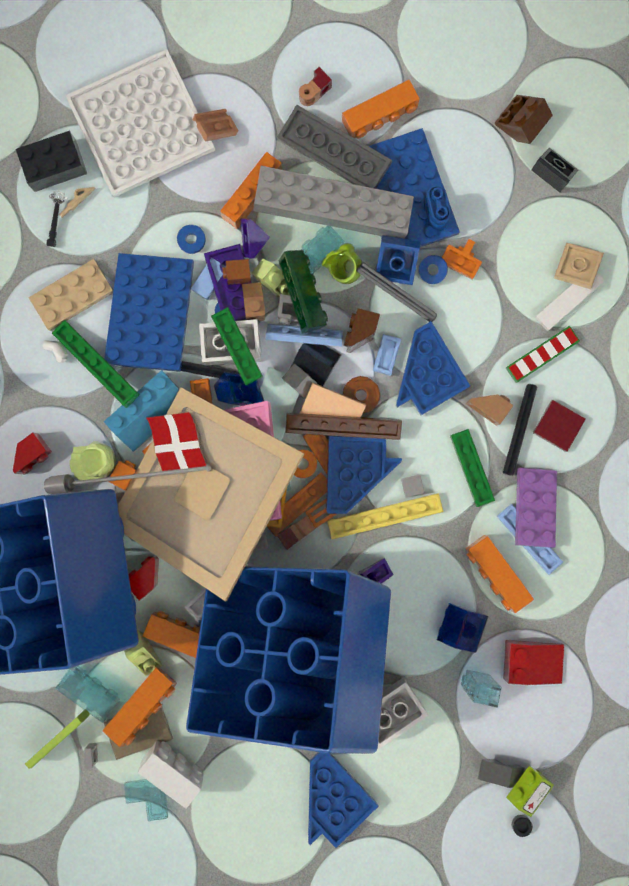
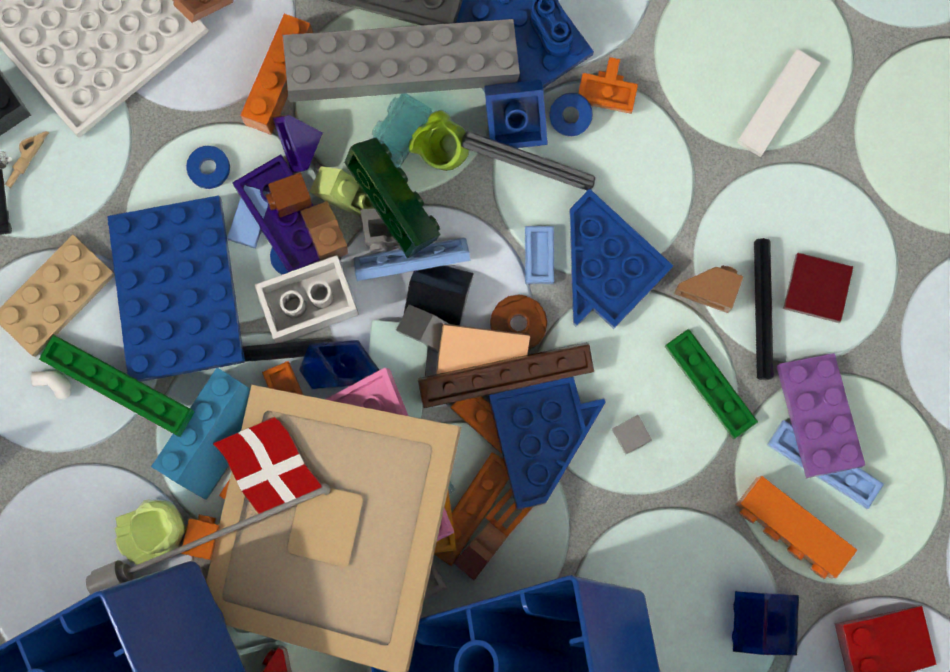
camera: 15 degrees left, 5 degrees down
(29, 452) = (52, 544): red slope -> none
(237, 346) = (318, 302): green tile -> none
(309, 456) = (476, 449): orange piece -> none
(363, 329) = (495, 225): reddish brown slope -> none
(378, 571) = (619, 572): dark purple slope -> none
(385, 516) = (604, 490): light yellow tile -> none
(542, 354) = (763, 192): tile -> none
(578, 265) = (777, 52): tan tile -> none

